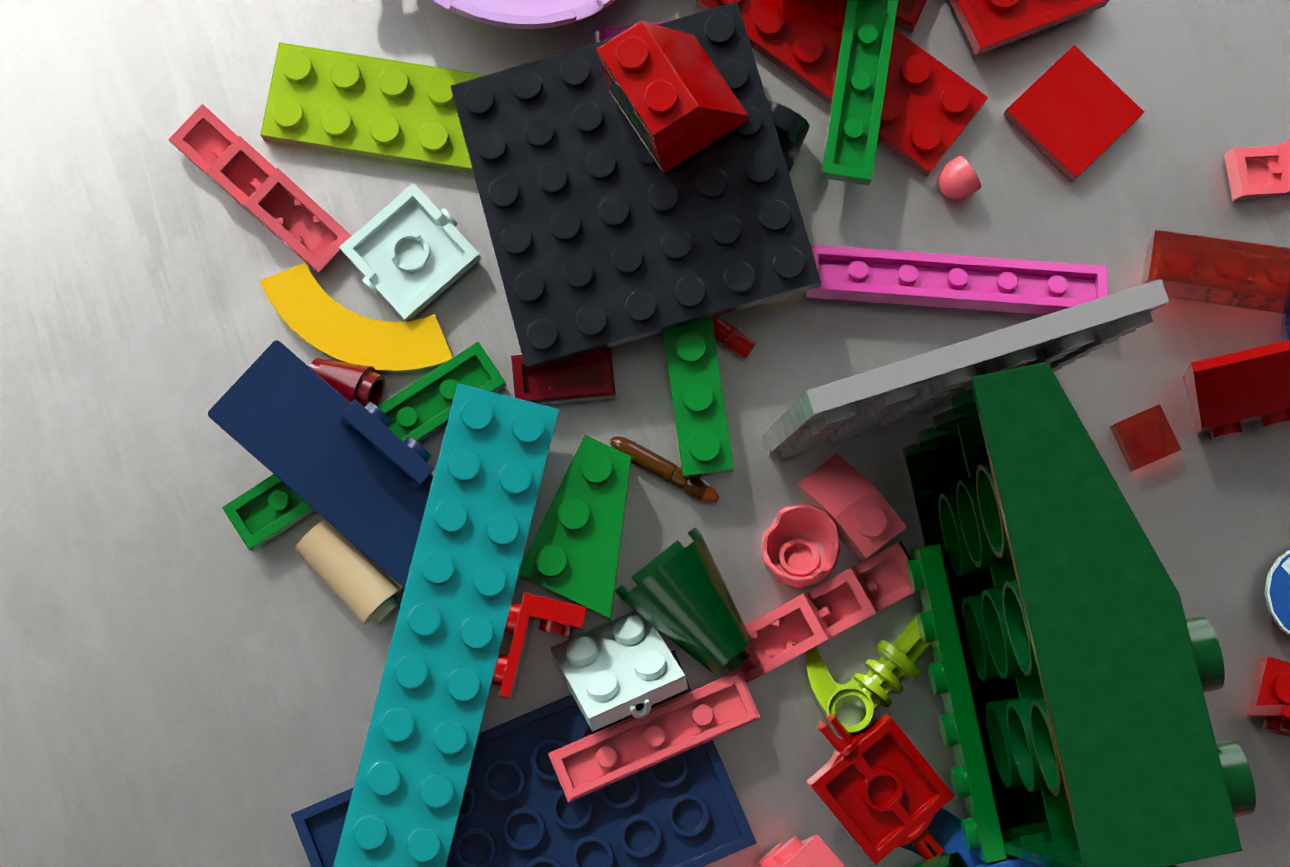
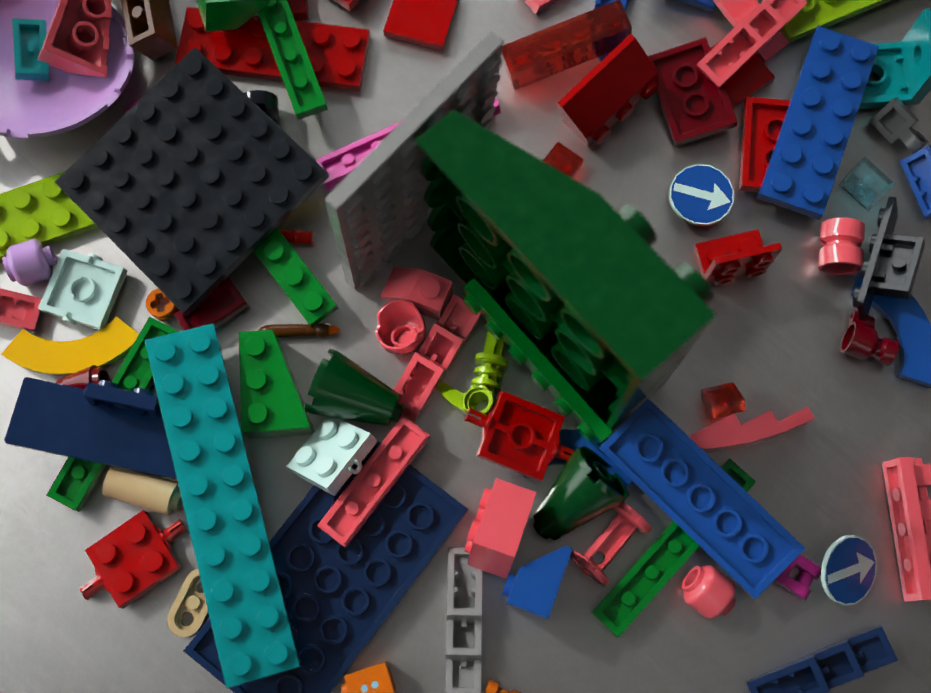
camera: 25 degrees left, 5 degrees down
(289, 654) = (133, 559): none -> red plate
(335, 754) = (188, 600): none -> tan plate
(360, 177) = (29, 262): none -> lavender head
(494, 318) = (153, 300): none -> orange bush
(554, 617) = (275, 443): red bracket -> none
(669, 91) = (177, 112): red slope -> none
(958, 179) = (378, 81): coral hinge -> none

